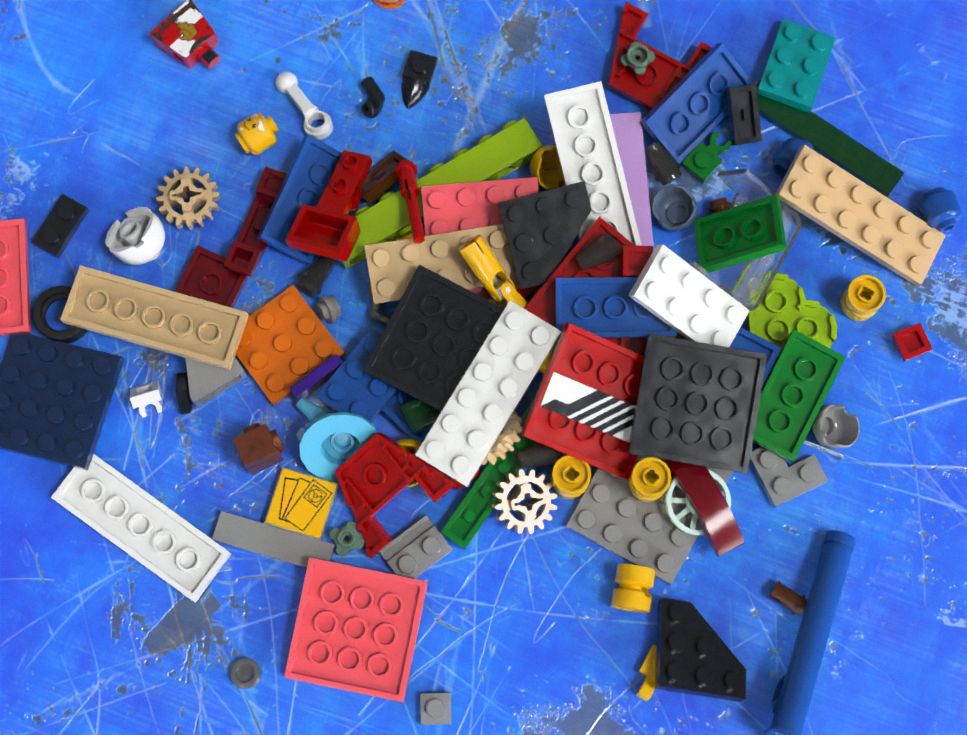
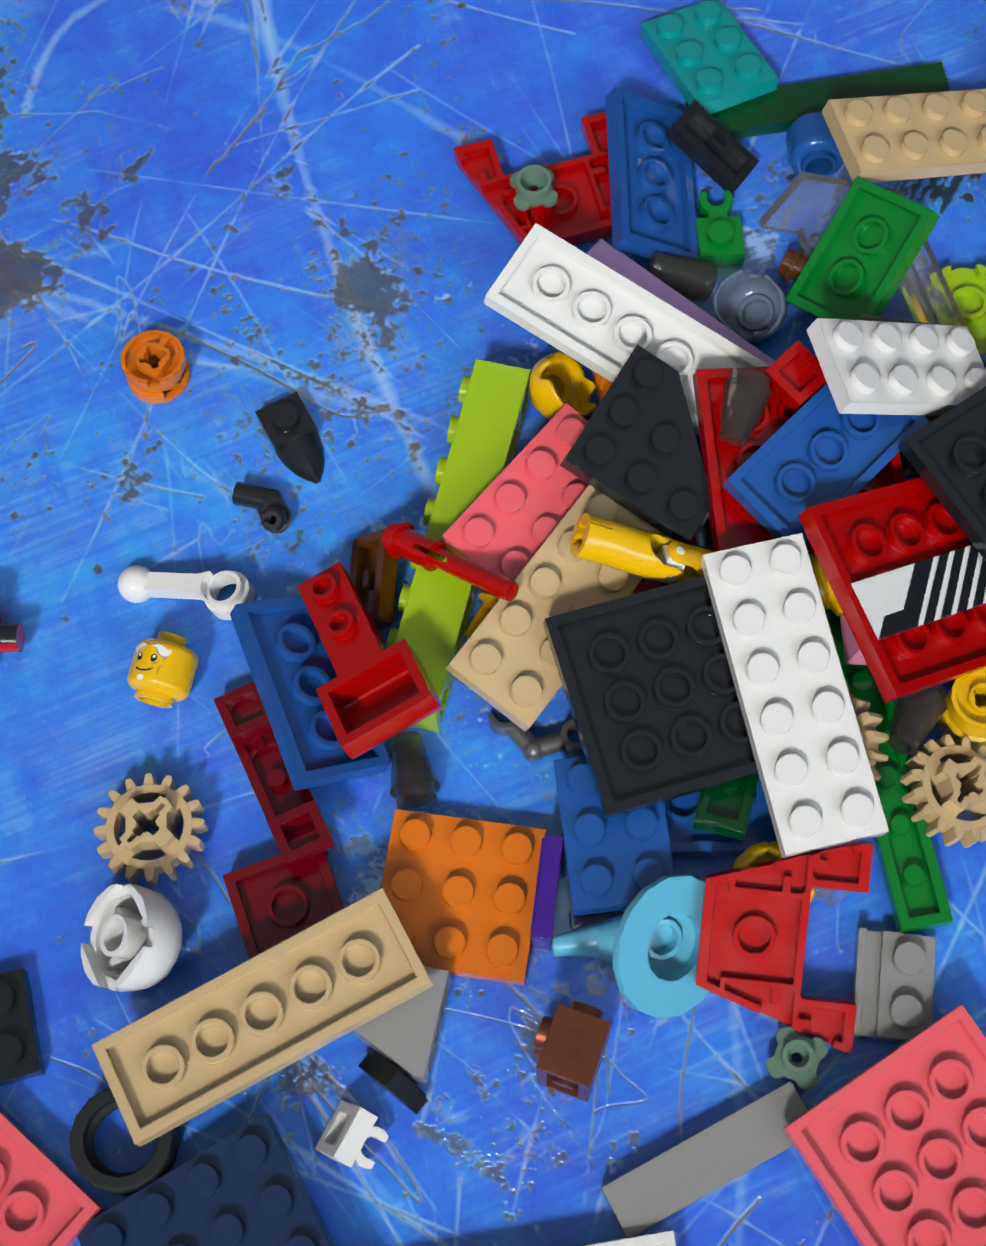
camera: 40 degrees left, 10 degrees down
(301, 503) = (692, 1072): yellow tile -> none
(328, 308) = (471, 794): light grey plate -> none

